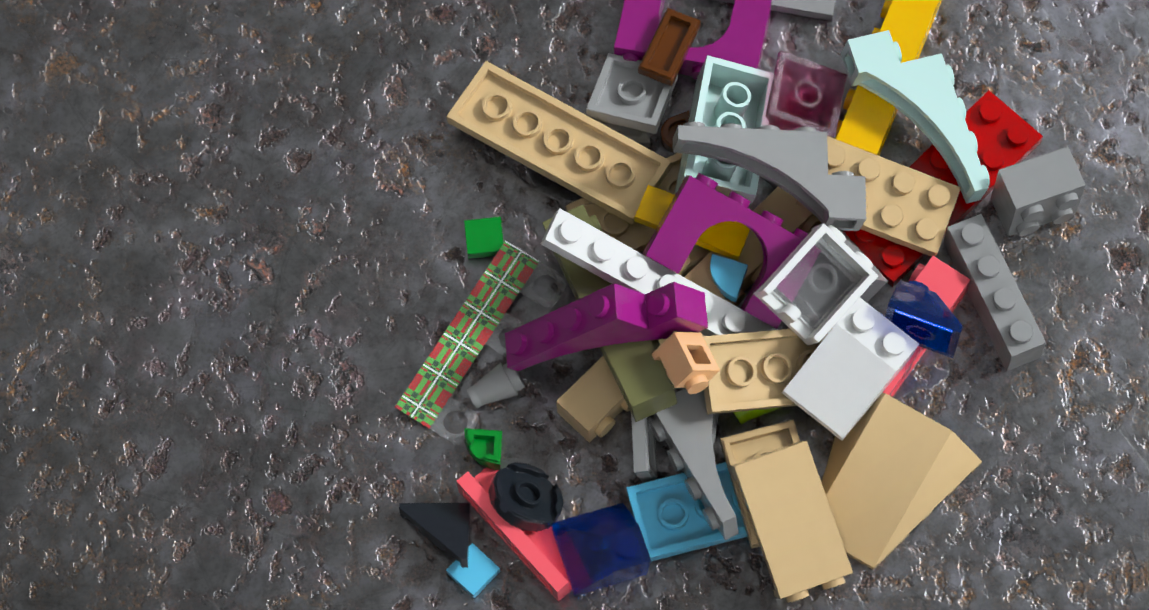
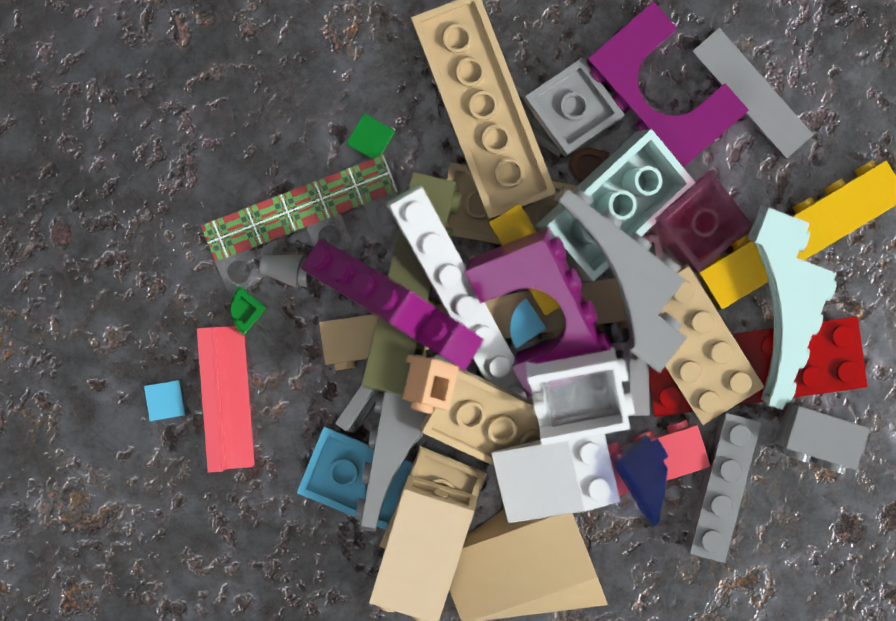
camera: 35 degrees right, 20 degrees up
(443, 524) = (168, 351): black tile -> none
(525, 497) = (242, 378): black tile -> none
(601, 548) = (271, 456): clear blue slope -> none
(669, 47) = (630, 94): reddish brown tile -> none

